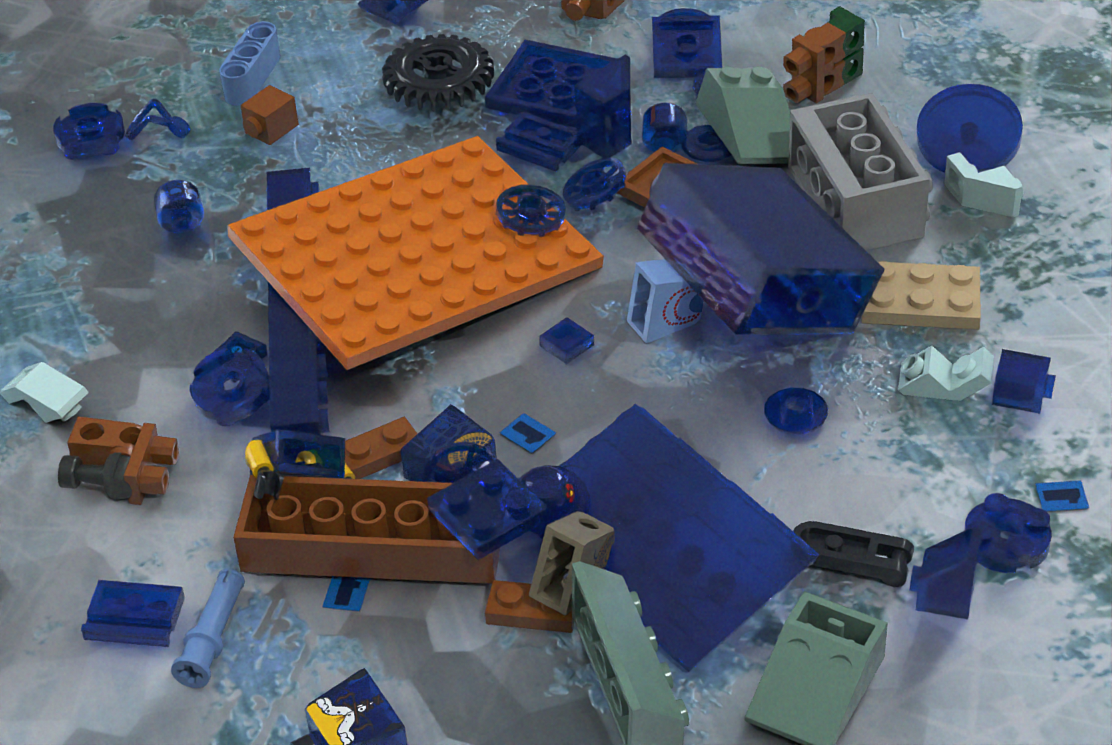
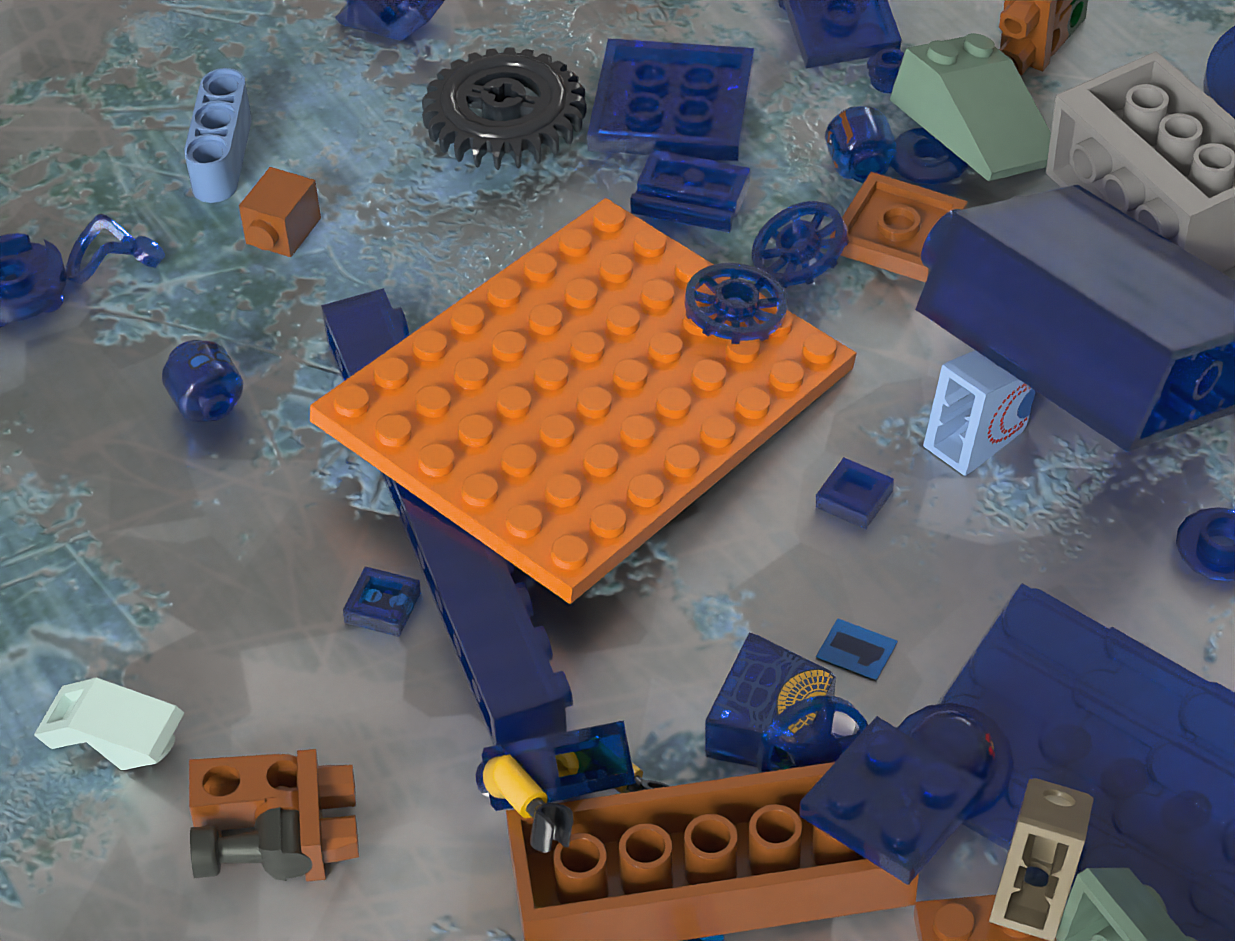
camera: 15 degrees left, 5 degrees up
(232, 404) = (402, 691): clear blue plate -> none
(378, 447) = (661, 712): dark orange plate -> none
(606, 108) = (779, 128): clear blue slope -> none

